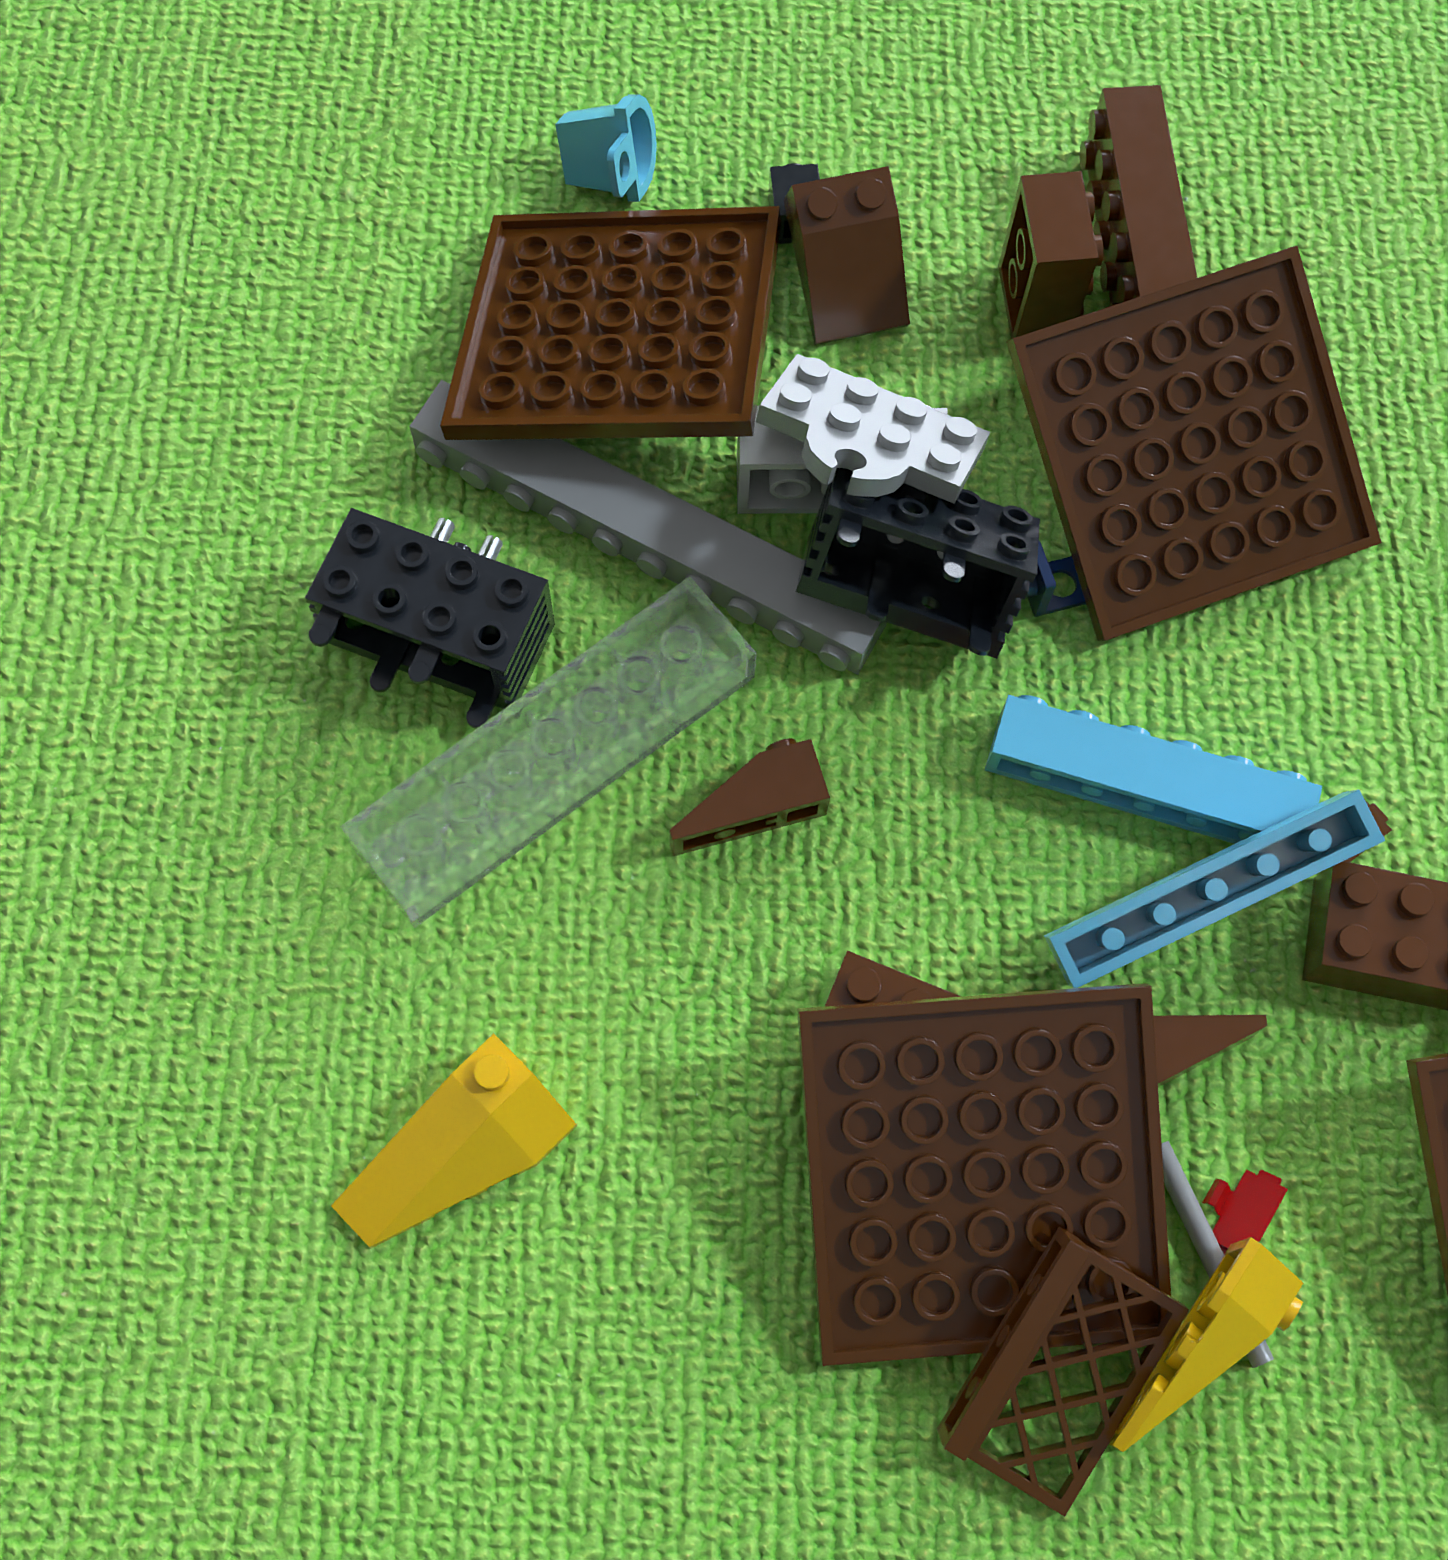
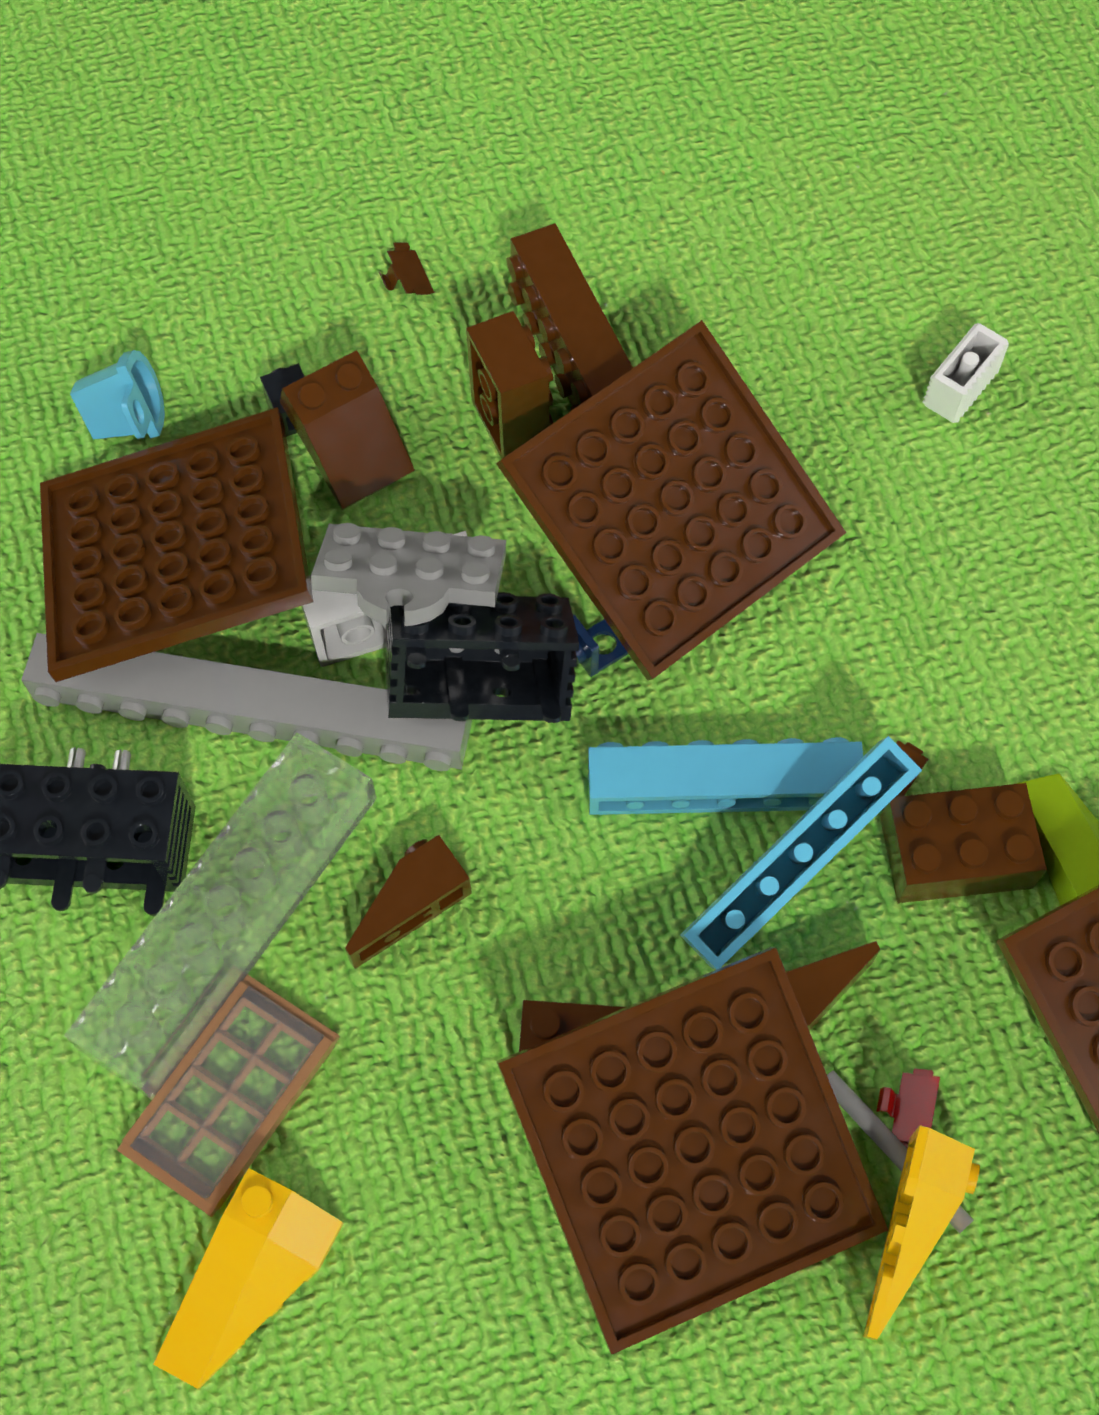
camera: 15 degrees left, 5 degrees down
(497, 947) = (228, 1095): none -> clear piece
(972, 93) = (408, 270): none -> reddish brown piece
(1012, 1354) = (762, 1293): reddish brown fence -> none

